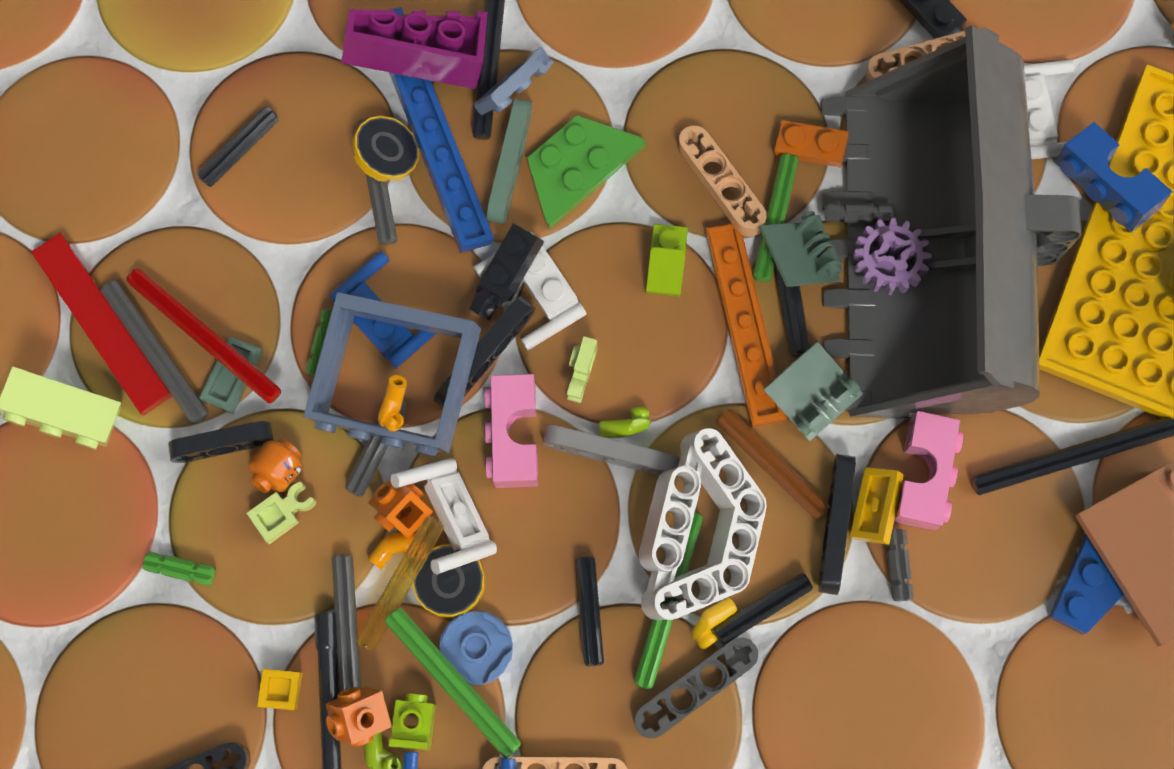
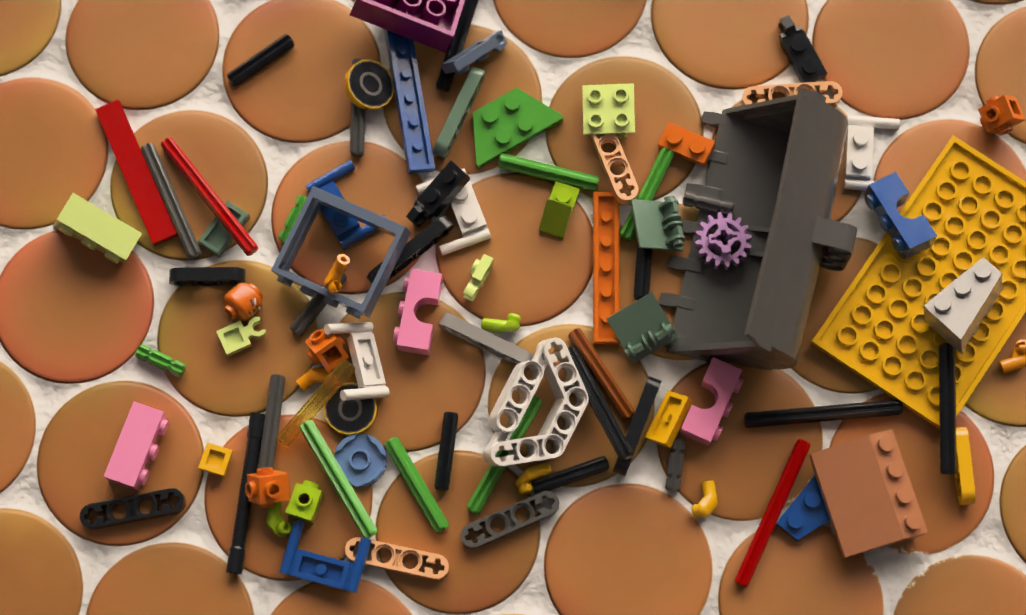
camera: 10 degrees right, 0 degrees up
(167, 695) = (136, 446): none -> bright pink brick
(560, 666) = (416, 484): none -> bright green axle
(641, 214) = (548, 172): none -> bright green axle
(703, 118) = (608, 109): none -> yellowish green hinge
(789, 515) = (601, 408): none -> black axle
(955, 608) = (708, 502): none -> yellow arm
(1043, 605) = (772, 513): none -> red axle

